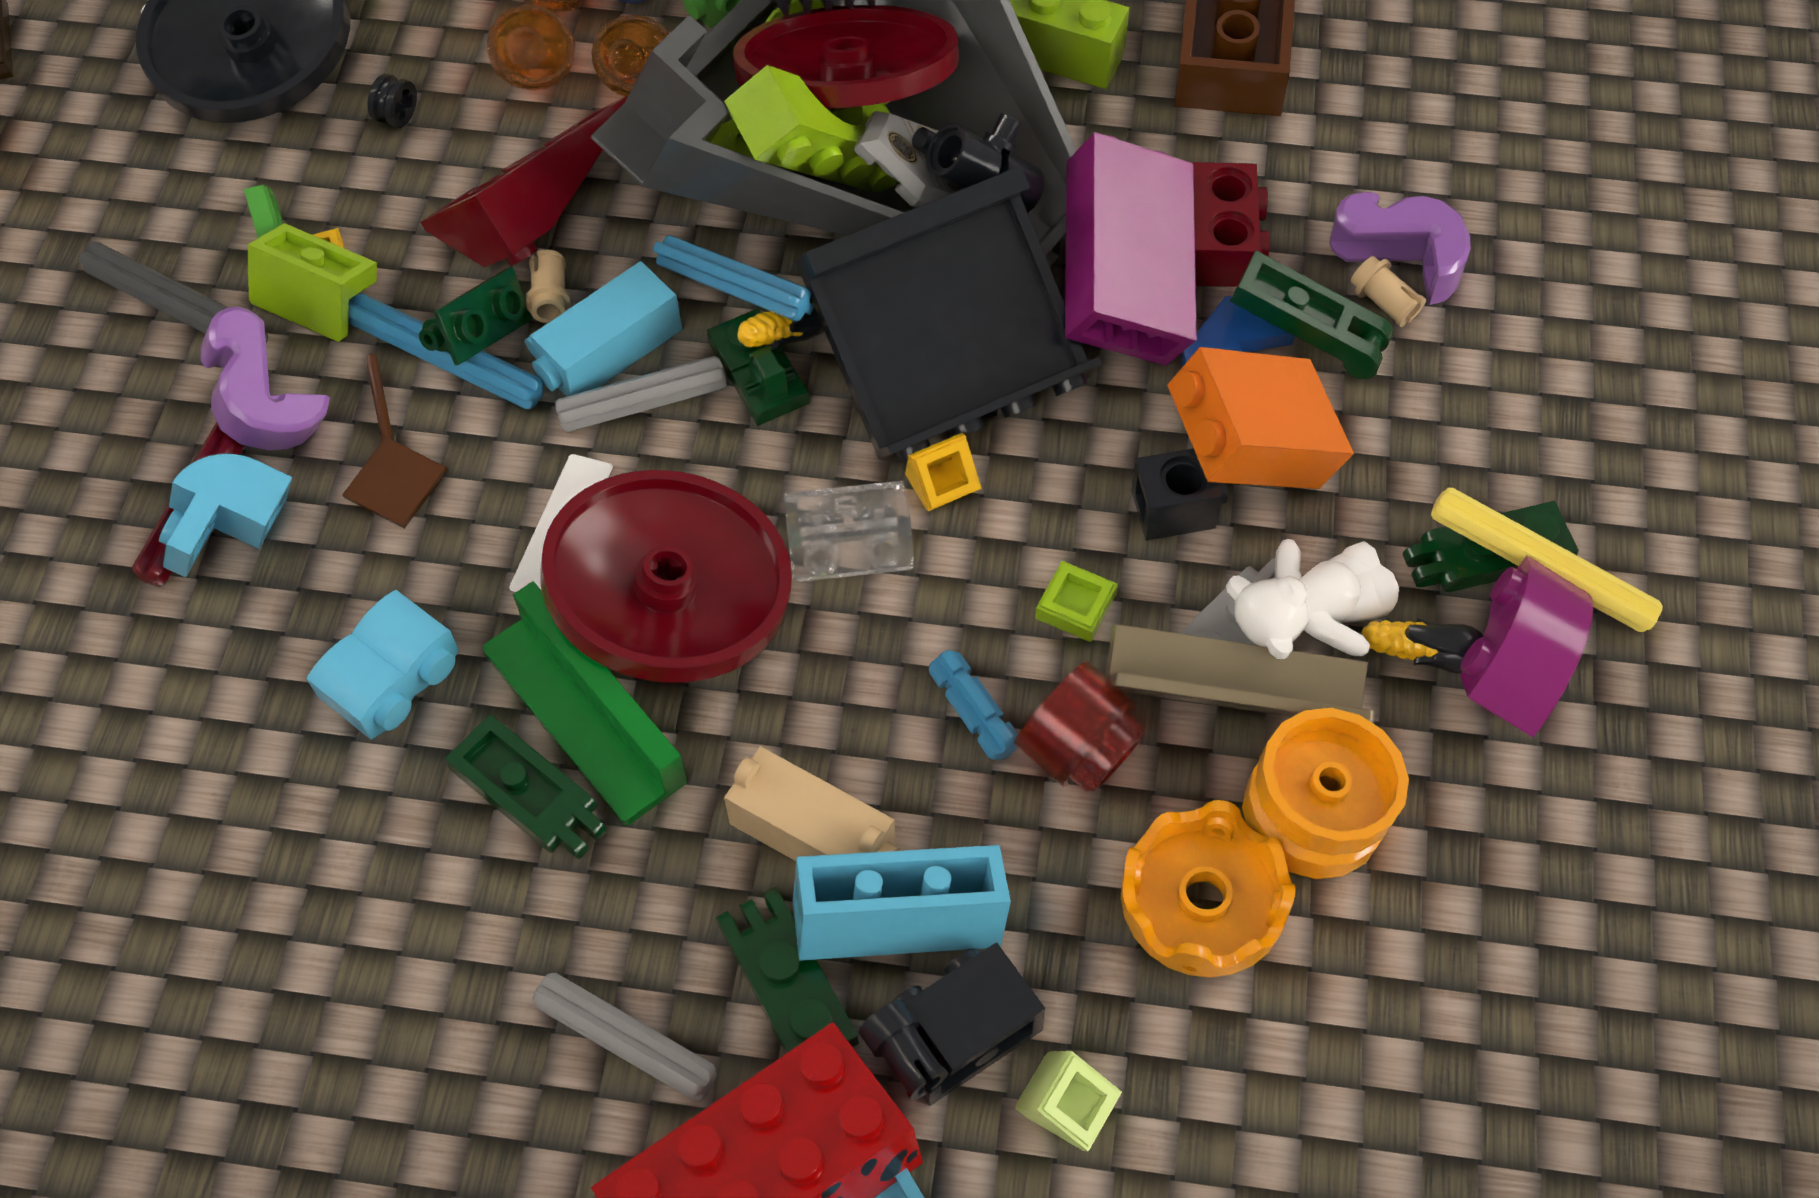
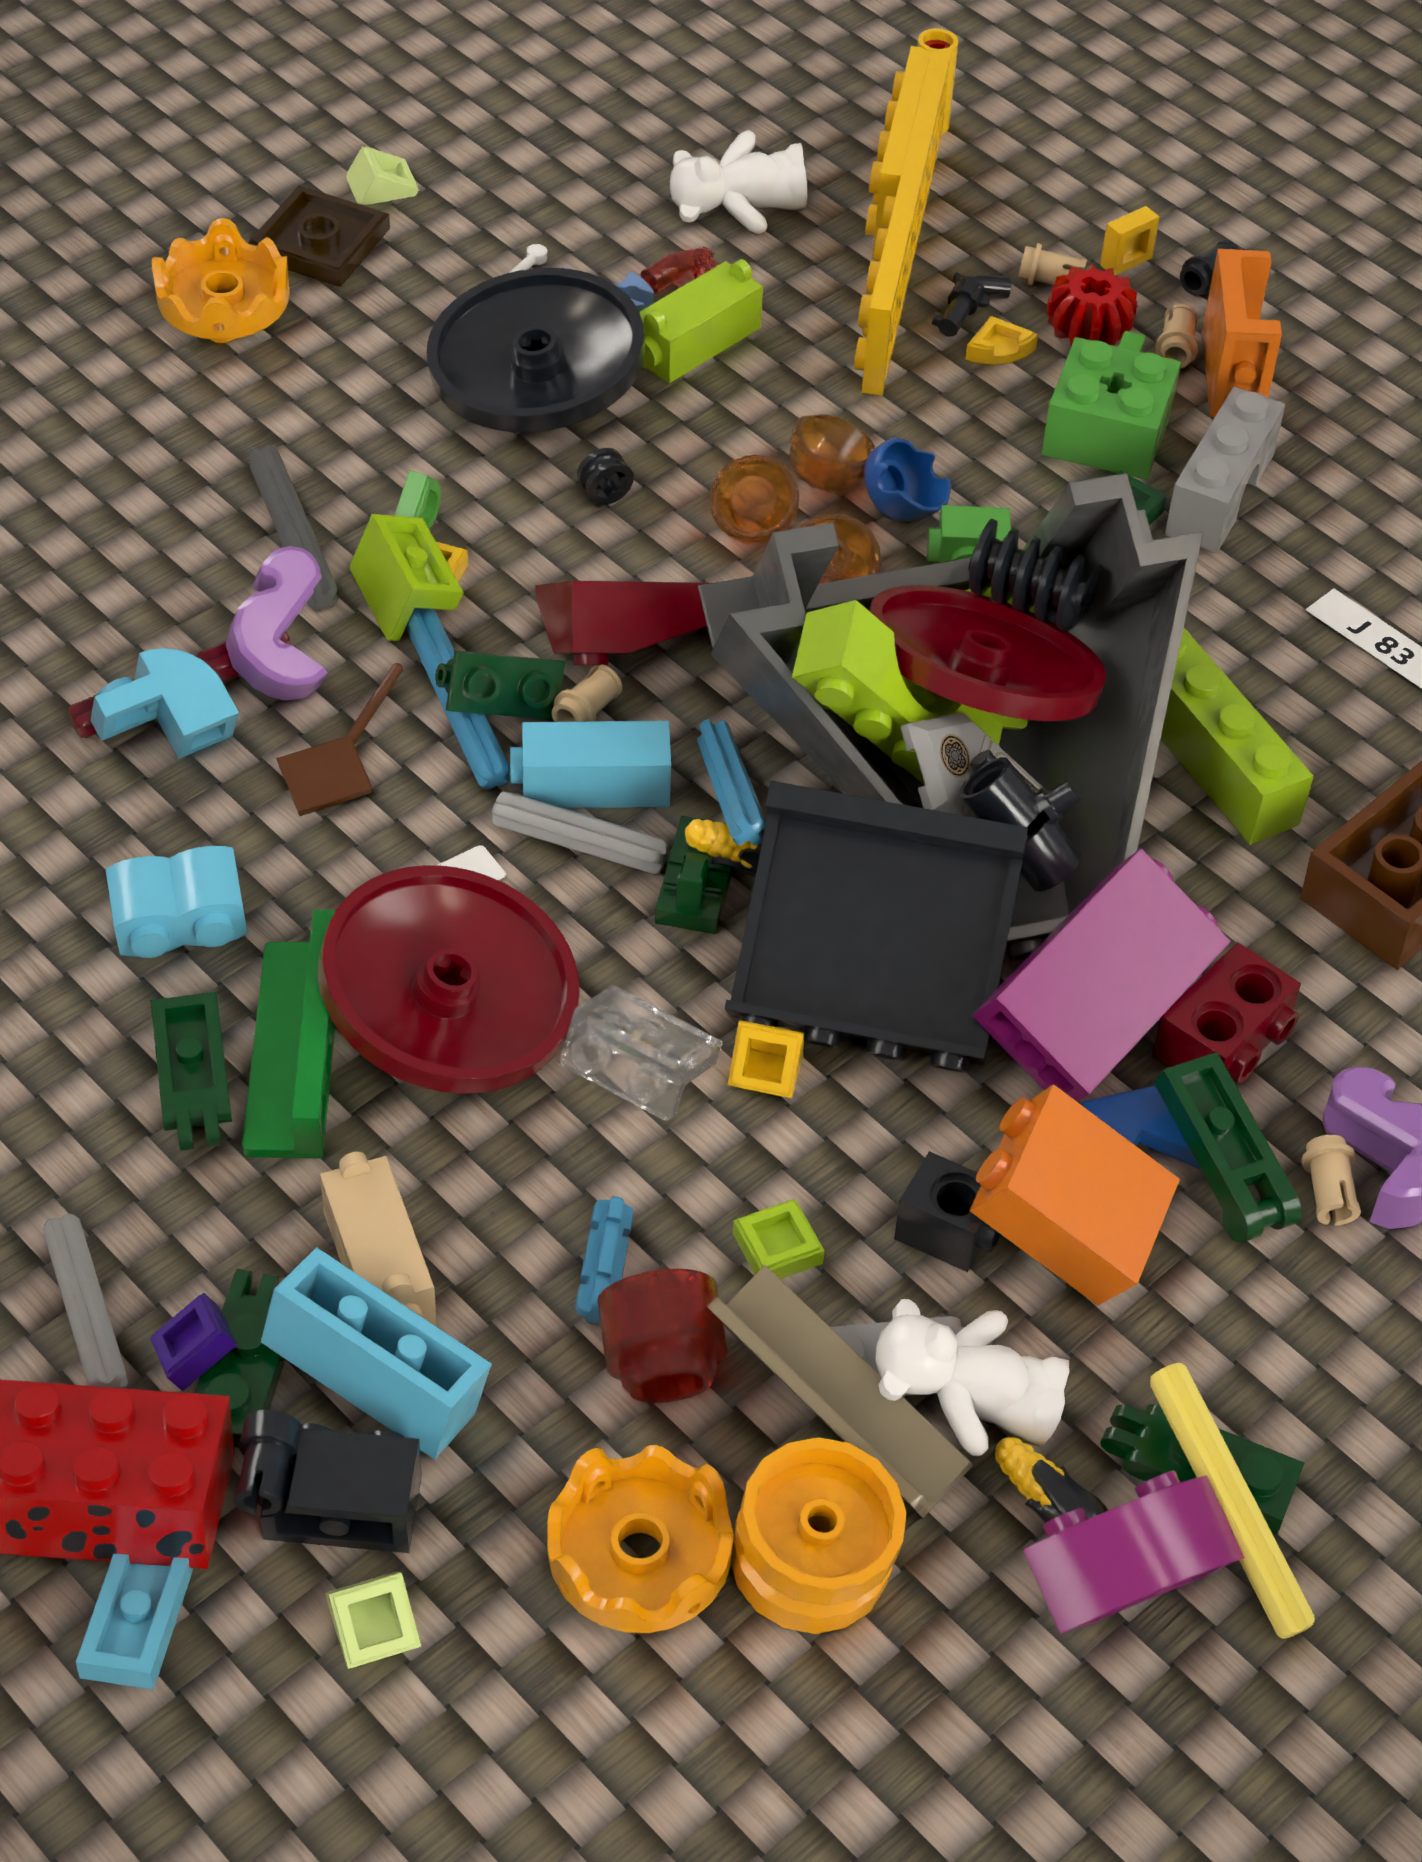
camera: 35 degrees right, 10 degrees down
(744, 1000) = (193, 1341): none -> dark purple tile

